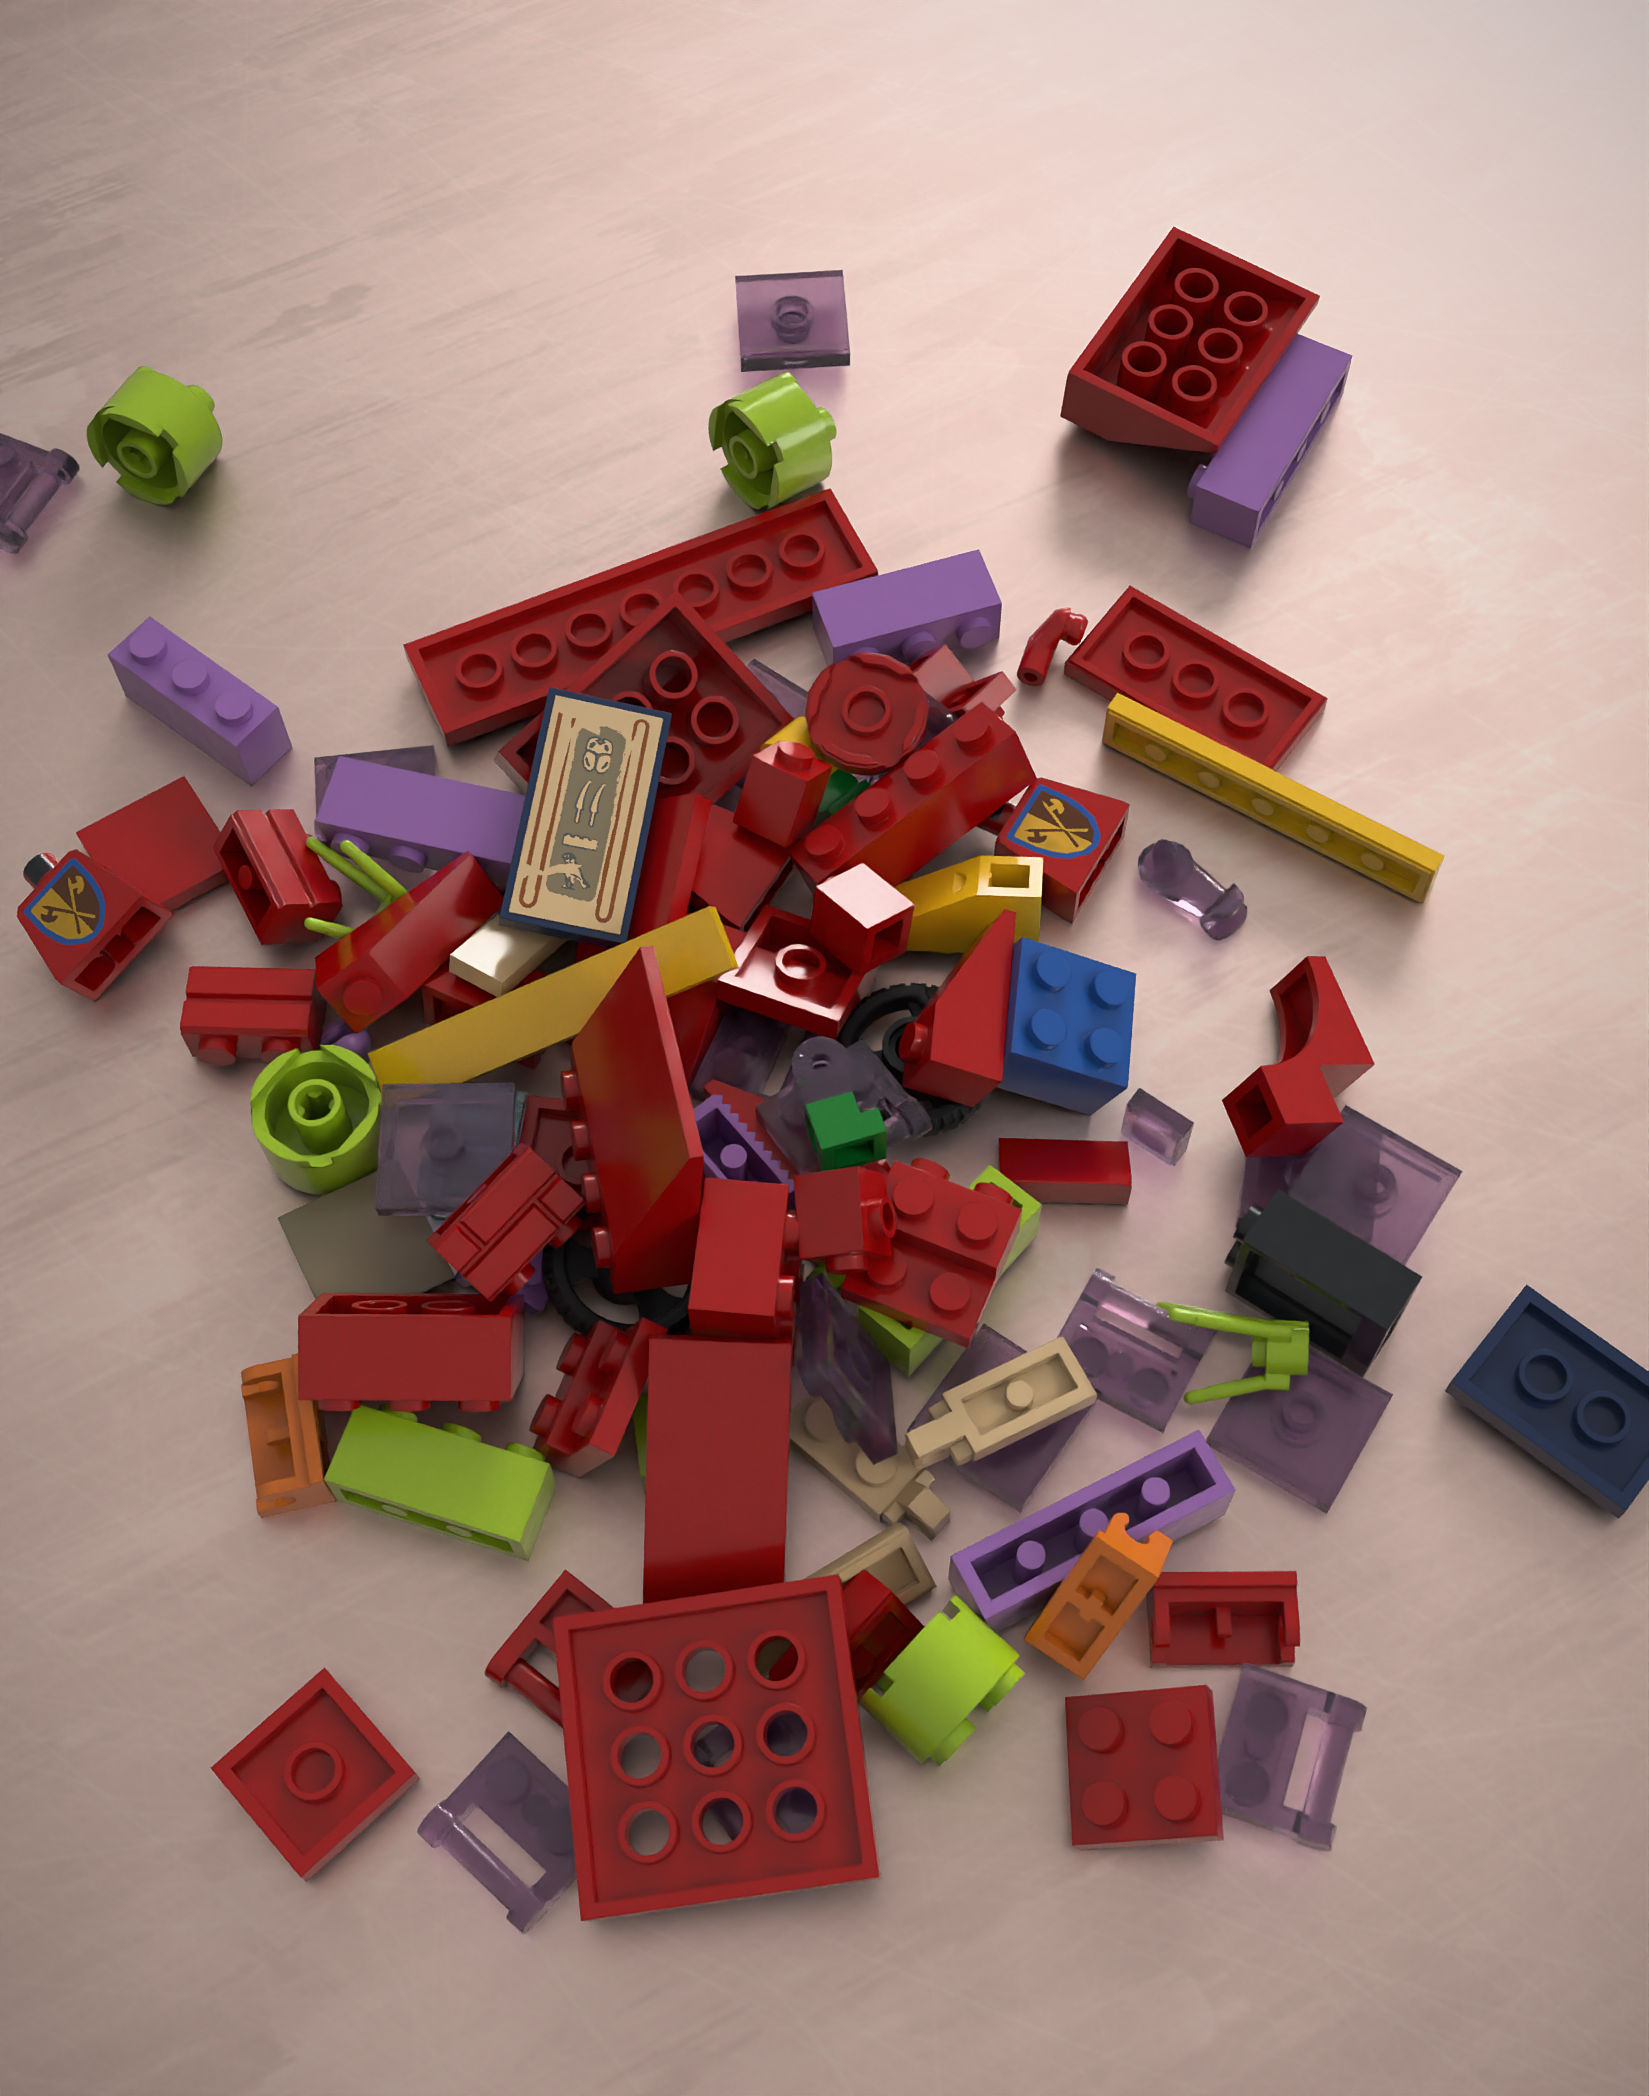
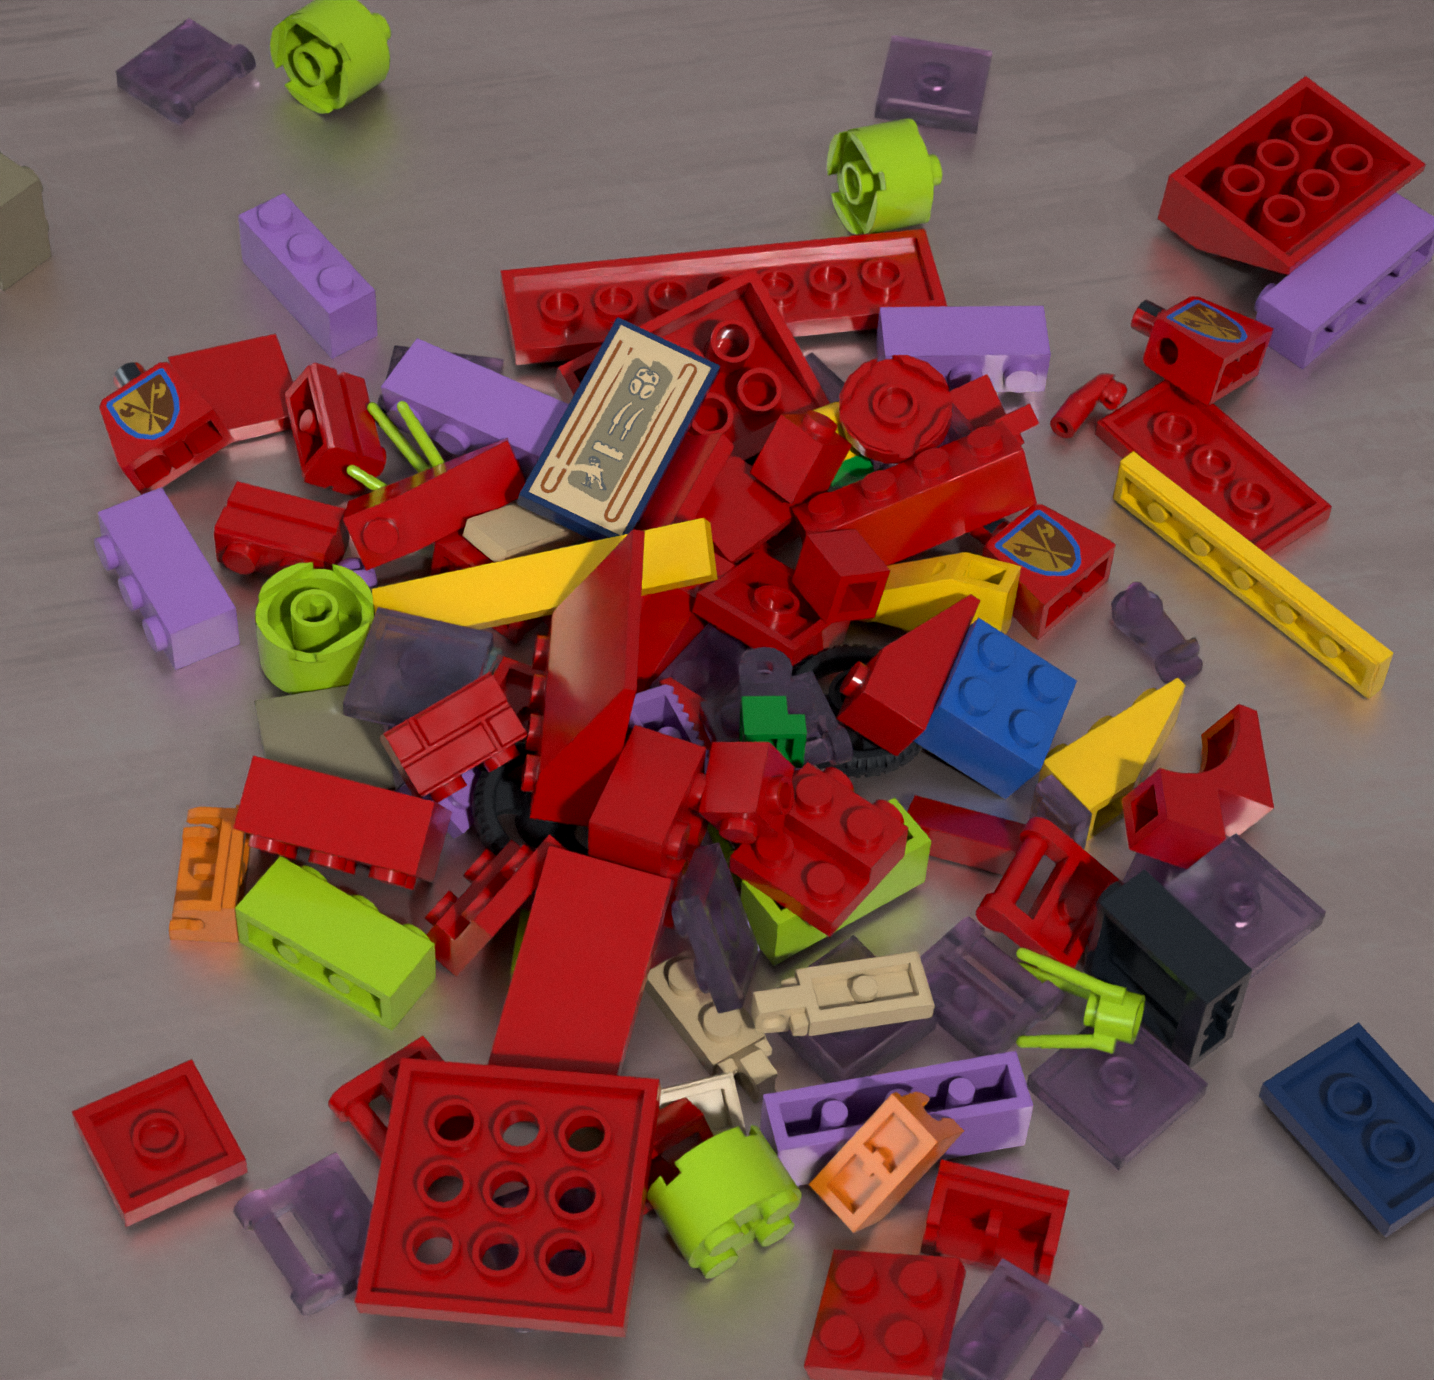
camera: 10 degrees right, 10 degrees down
(143, 1097) = (166, 579): none -> medium lavender brick
(1148, 553) = (1202, 346): none -> red torso
(1192, 1229) = (1064, 907): none -> red plate
(1193, 1050) = (1115, 754): none -> yellow slope

